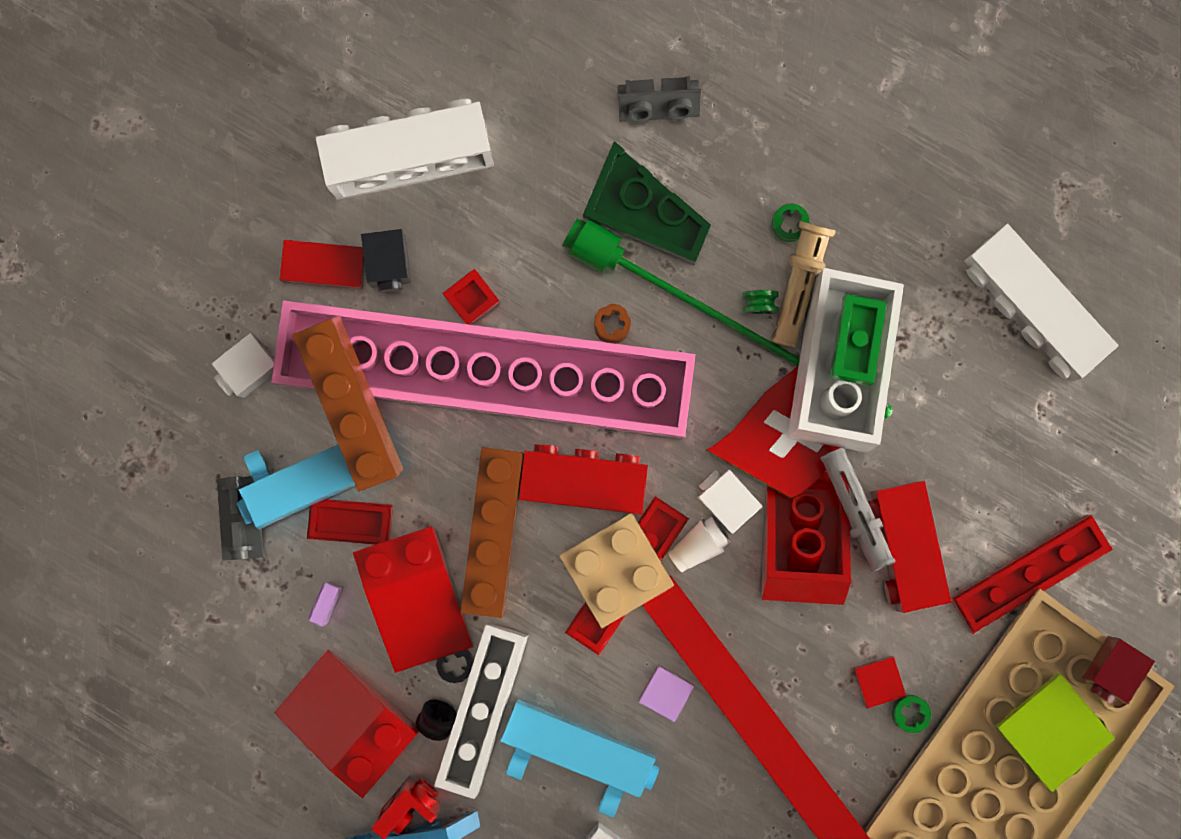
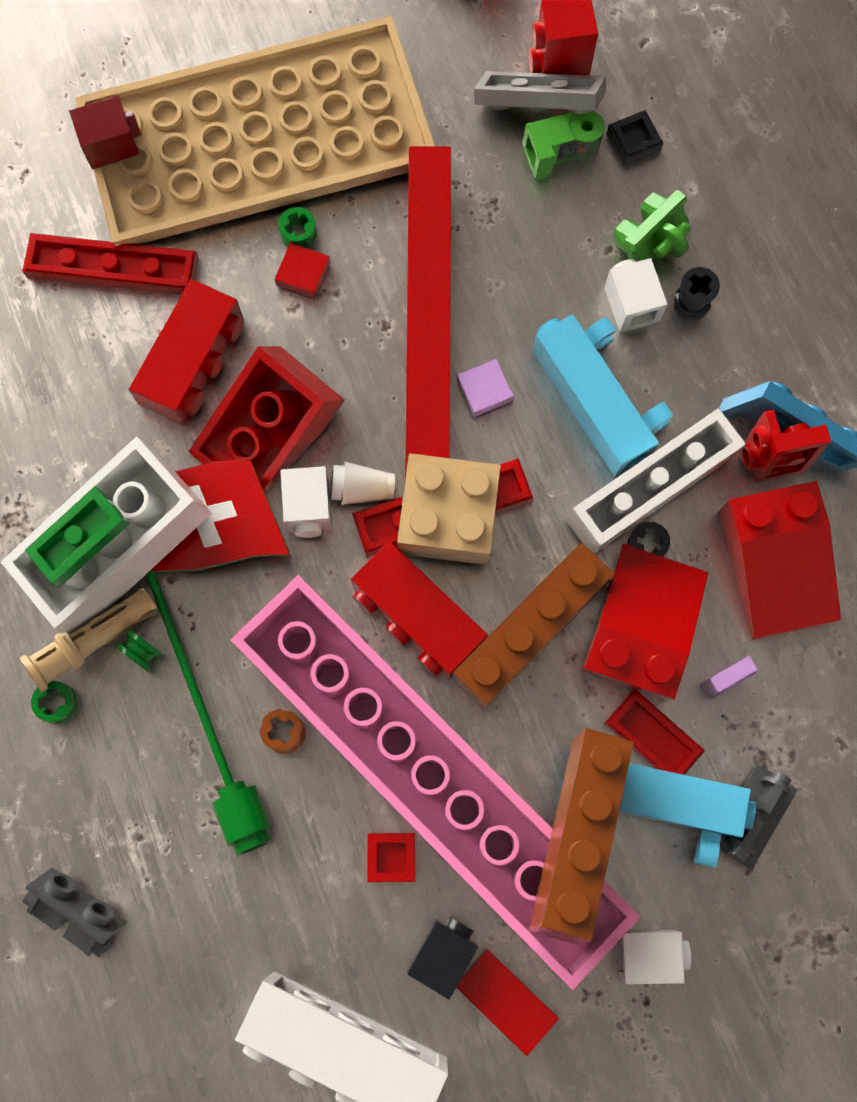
camera: 140 degrees left, 10 degrees down
(436, 720) = (711, 501): black bush -> none
(642, 208) = (170, 816): dark green wing -> none
(878, 555) = (208, 388): light grey pin -> none
(1054, 732) = (195, 127): lime tile -> none

